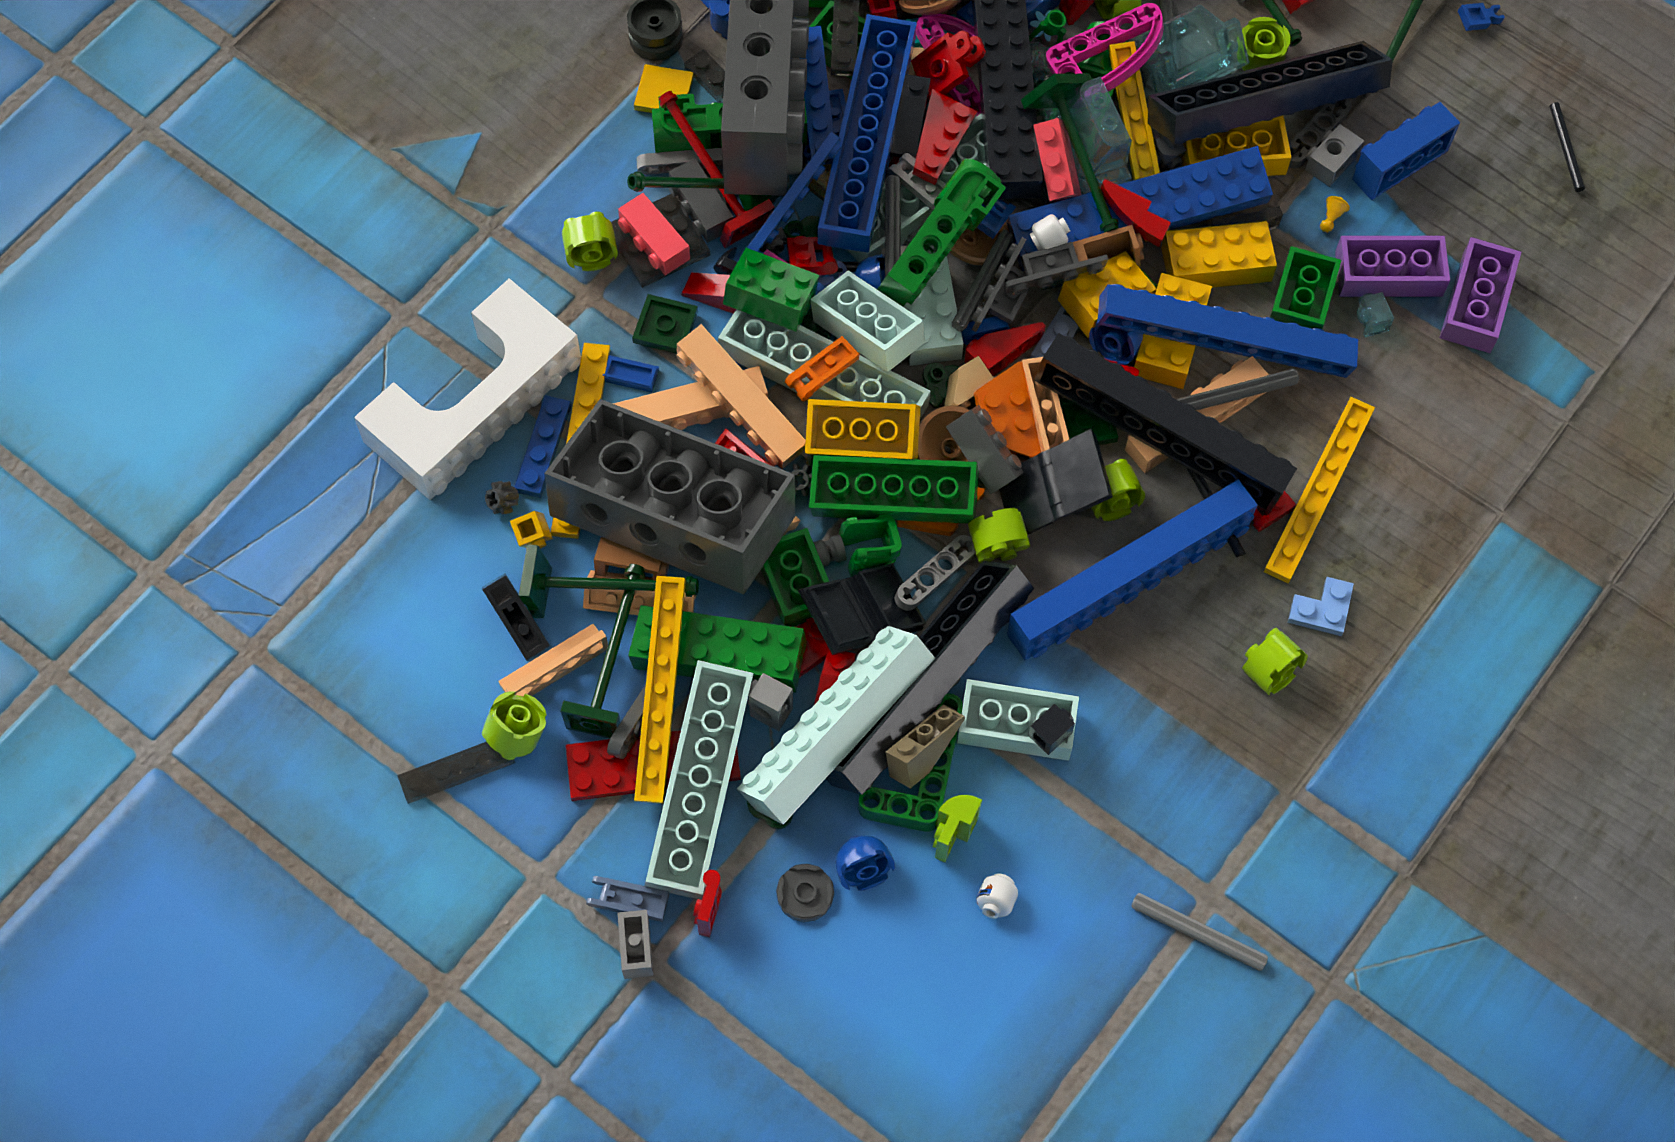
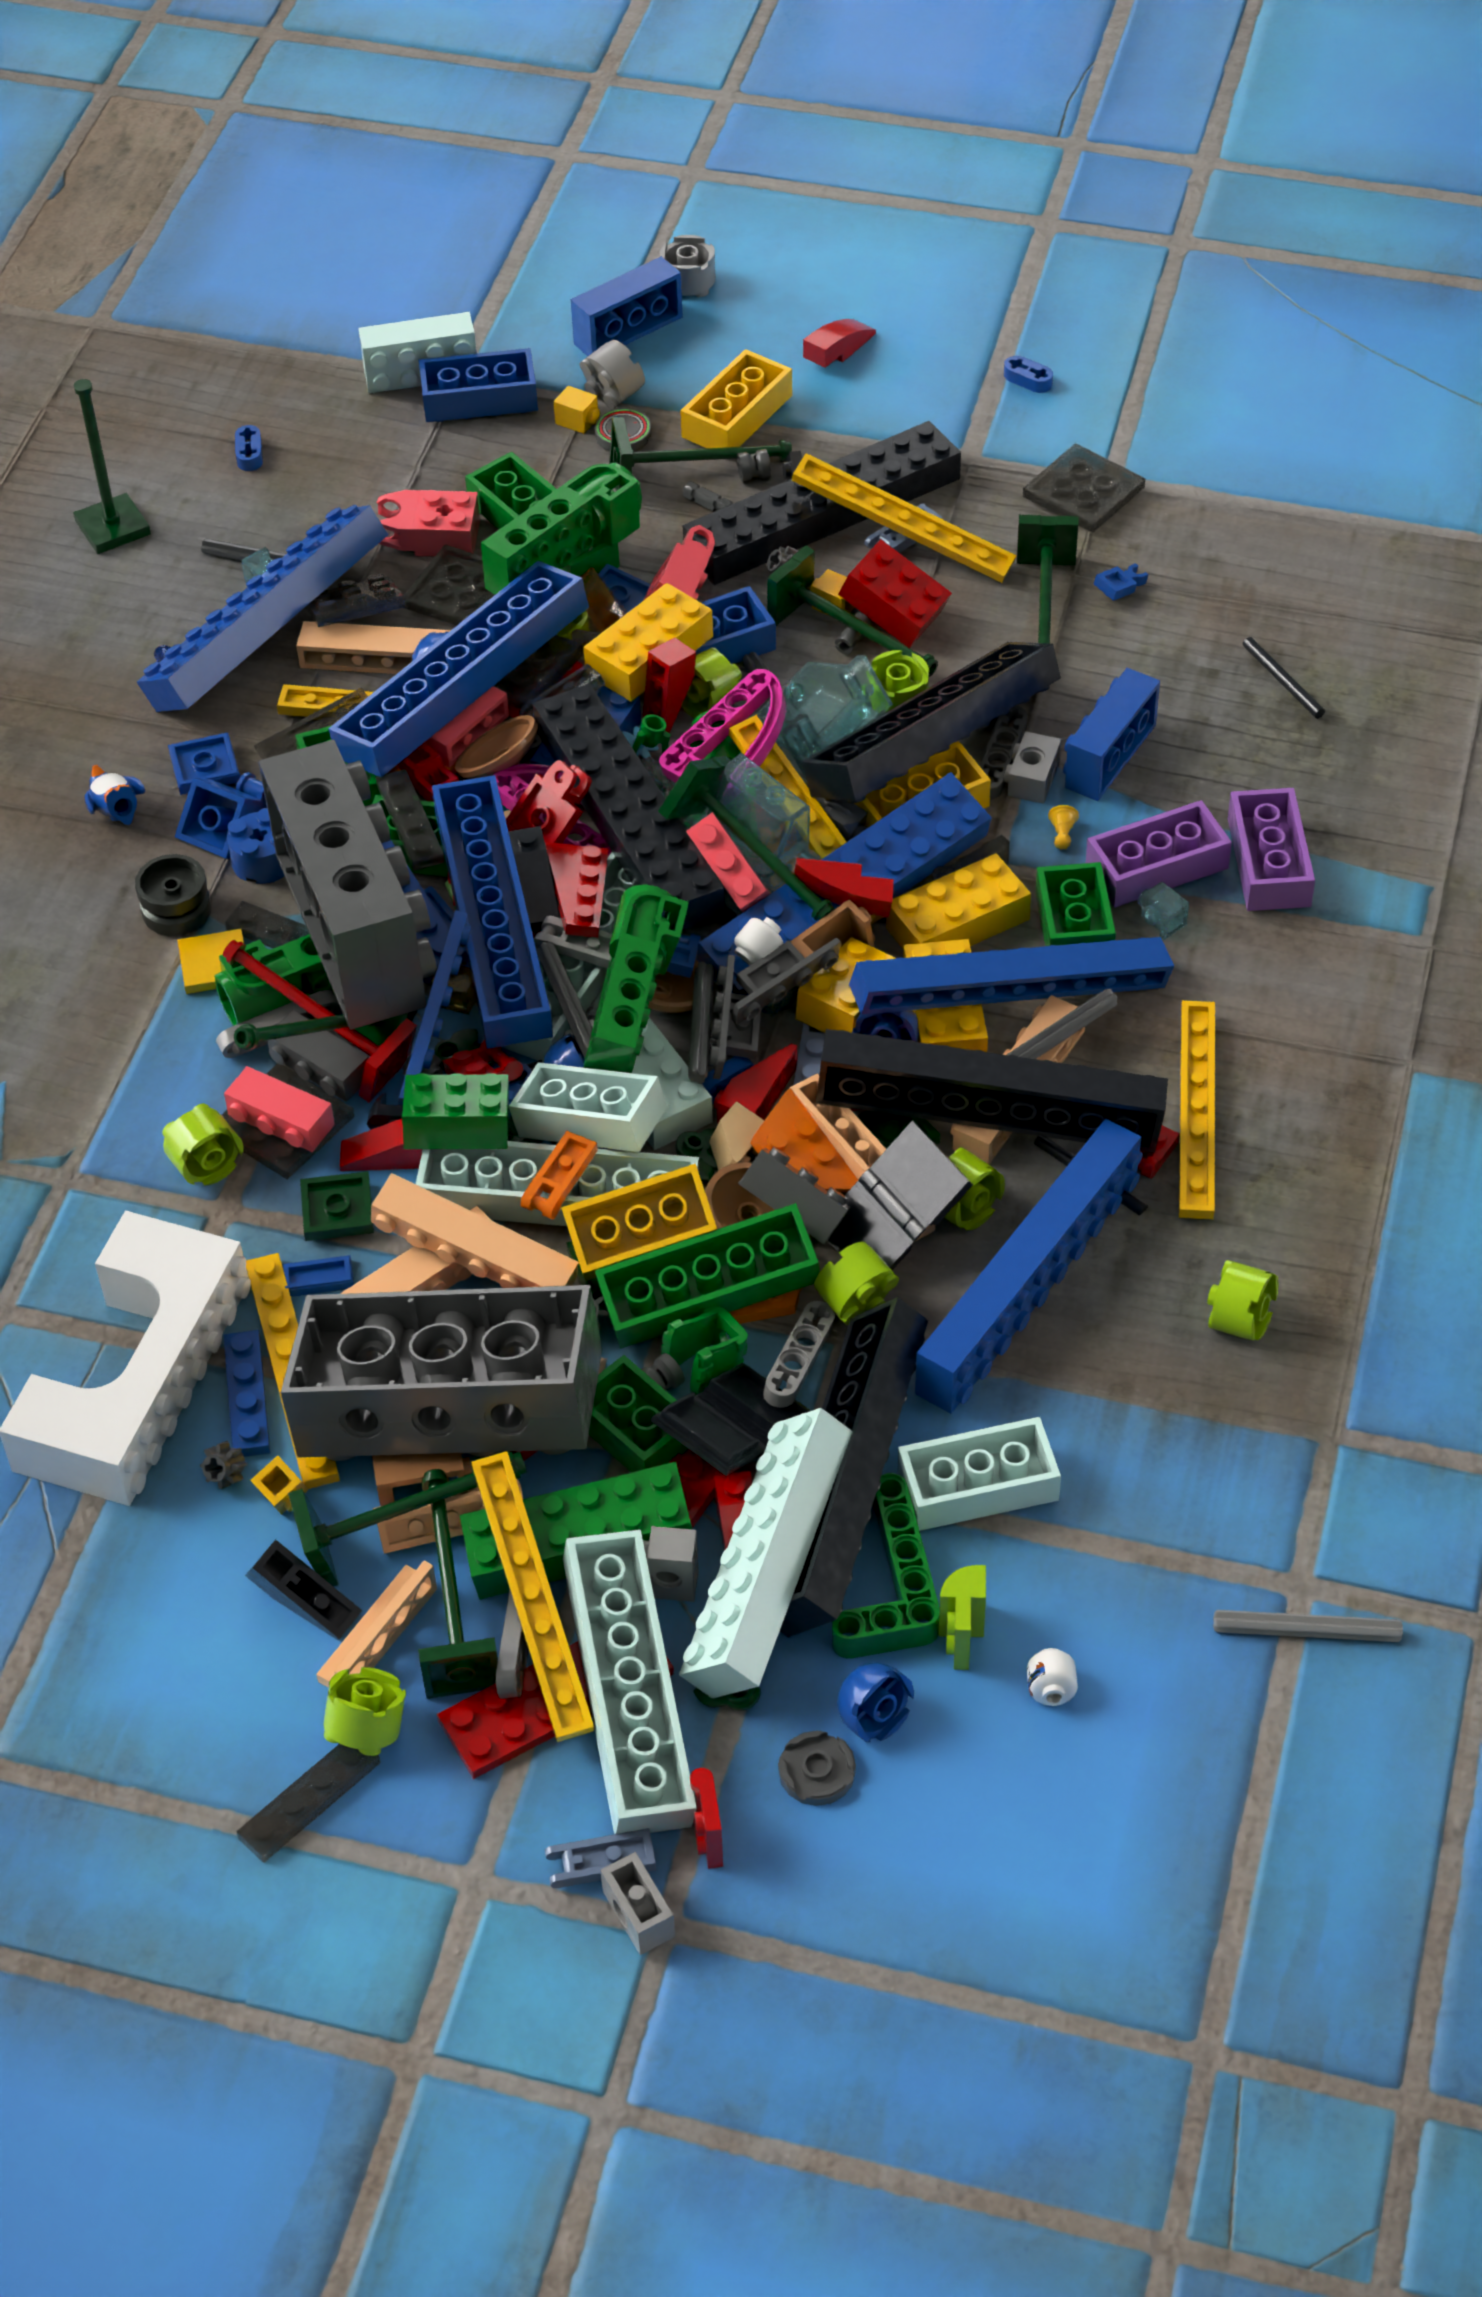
camera: 20 degrees left, 15 degrees down
(921, 748) = (883, 1540): dark tan slope -> none
(1052, 728) = (1028, 1458): black brick -> none
(1324, 615) = (1271, 1235): light blue plate -> none

